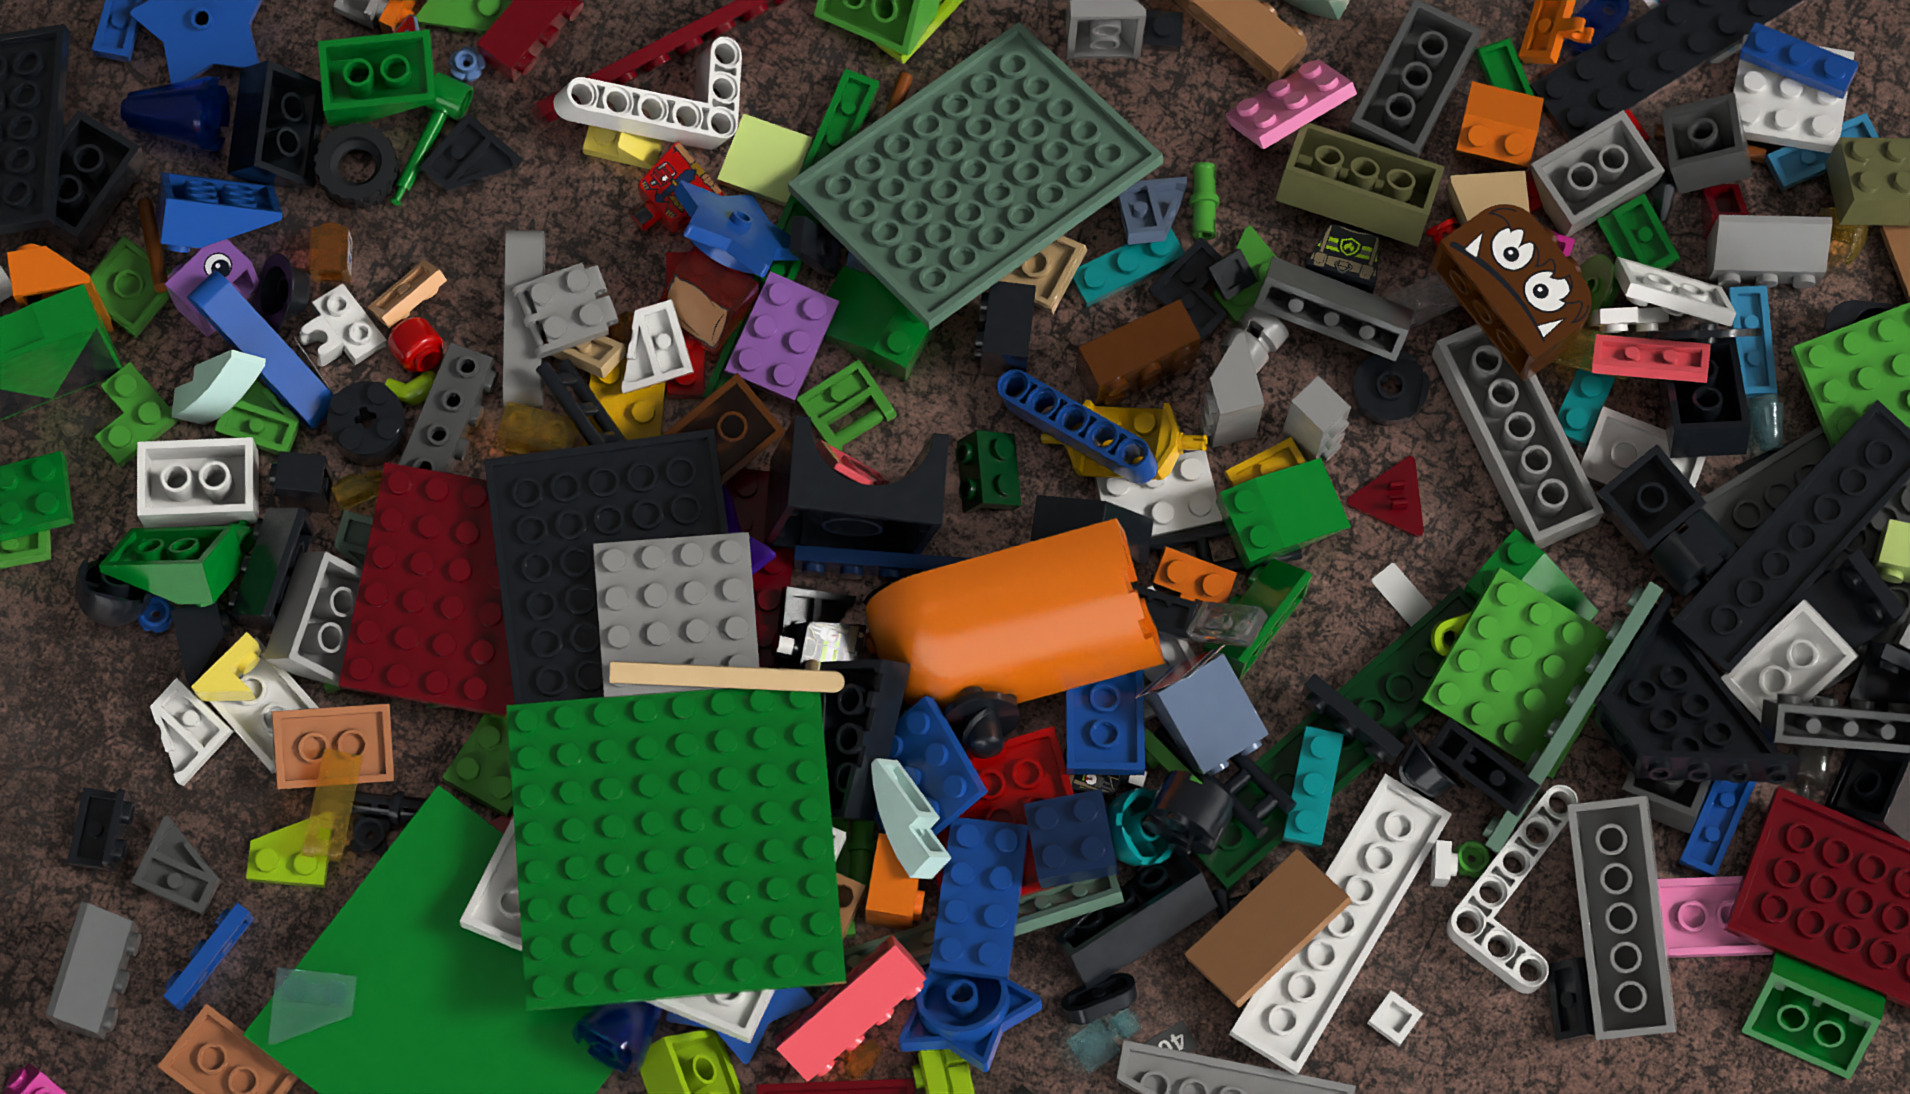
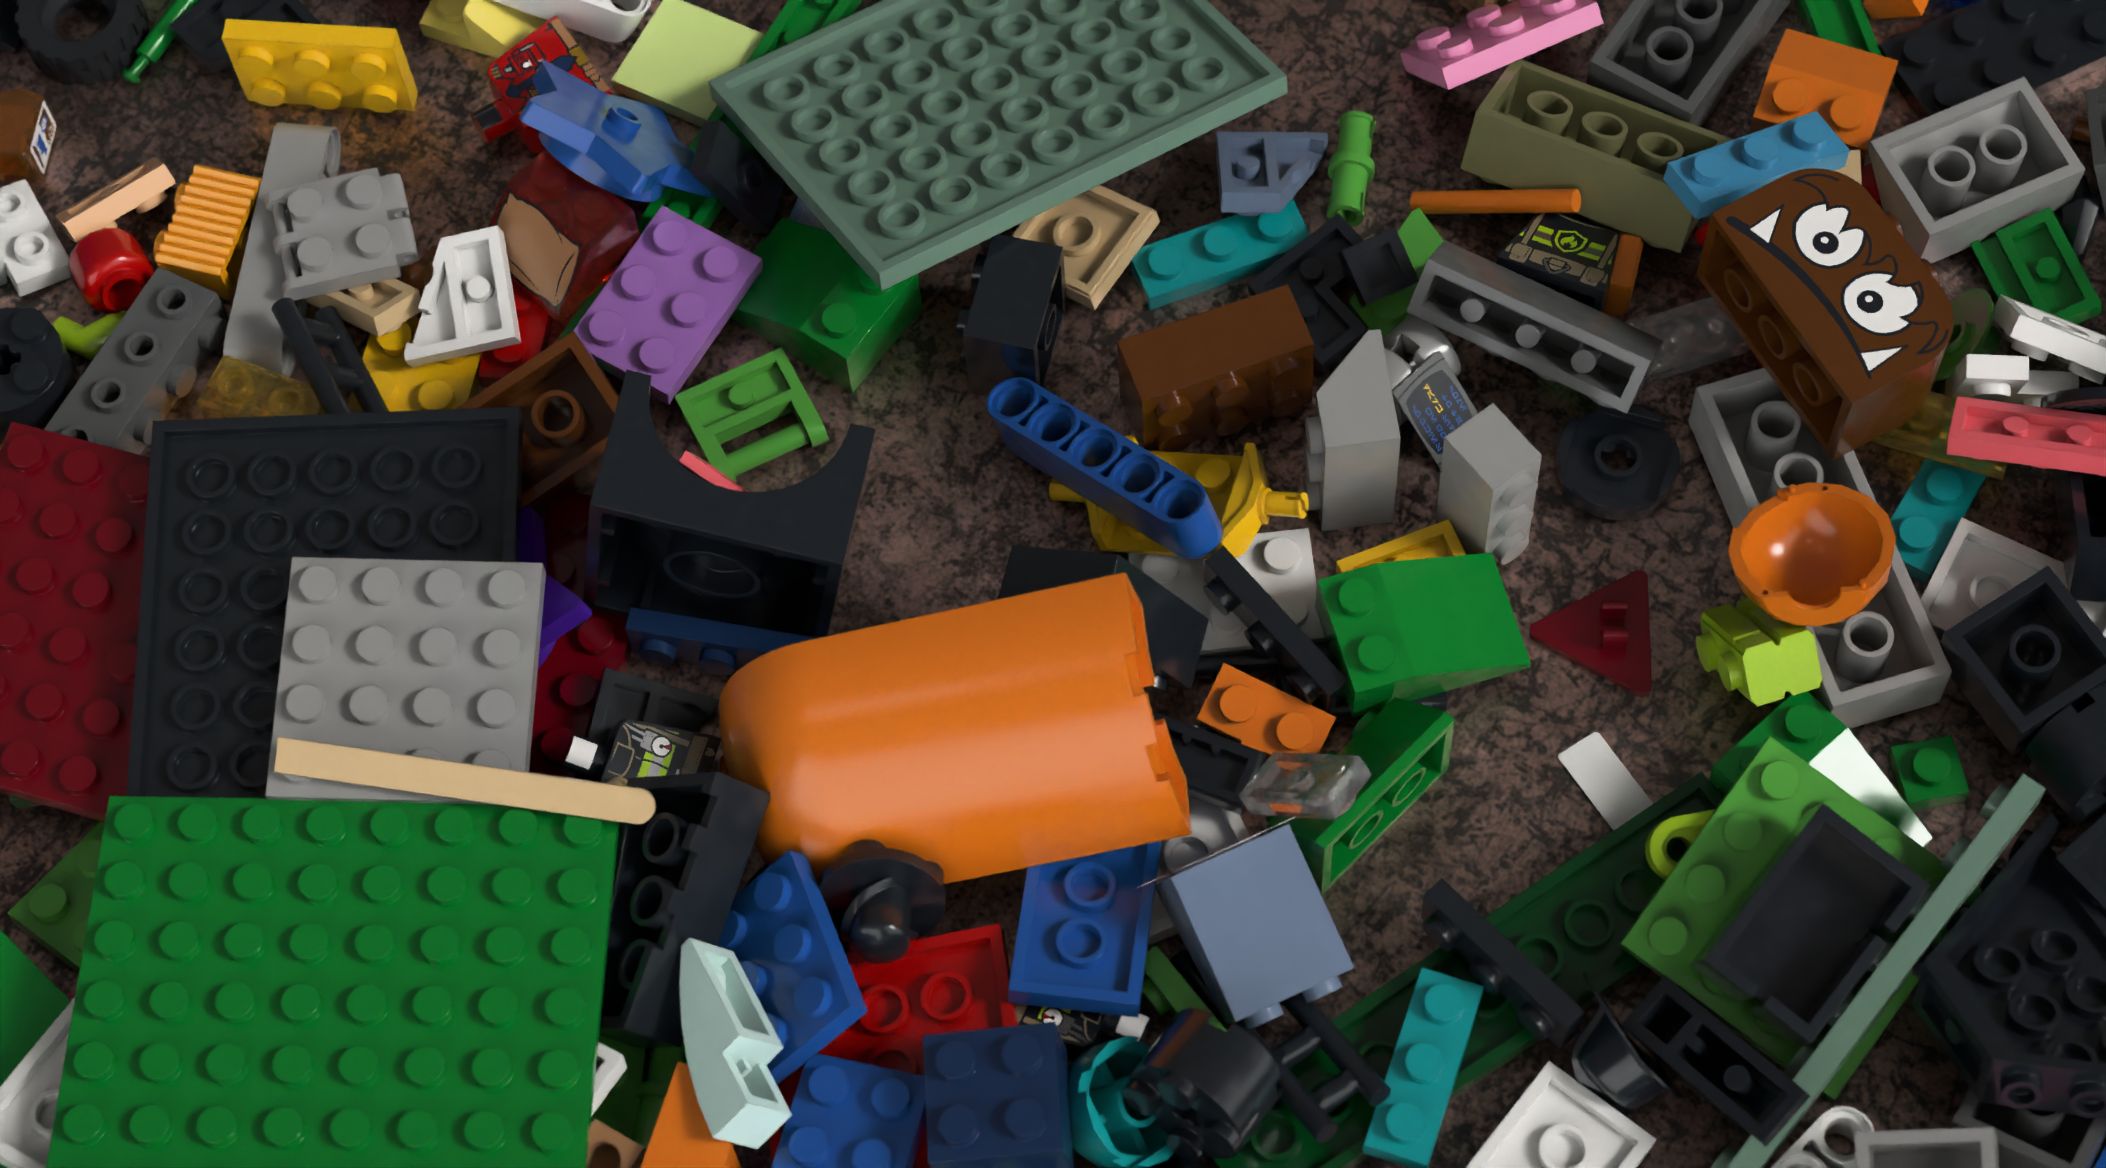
camera: 15 degrees right, 10 degrees down
(475, 309) = (209, 229): none -> light orange brick
(528, 191) = (320, 65): none -> yellow plate
(988, 471) = (959, 530): dark green bracket -> none
(1193, 523) = (1273, 631): none -> black plate
(1279, 365) = (1434, 403): none -> sticker
(1299, 220) = (1497, 201): none -> orange bar
(1385, 260) = (1624, 275): none -> orange tile
(1462, 191) = (1745, 164): none -> dark azure plate
(1487, 507) = (1758, 652): none -> lime brick
(1517, 450) = (1813, 553): none -> orange cylinder
(1525, 684) = (1803, 924): none -> black piece
(1593, 571) = (1928, 773): none -> green plate

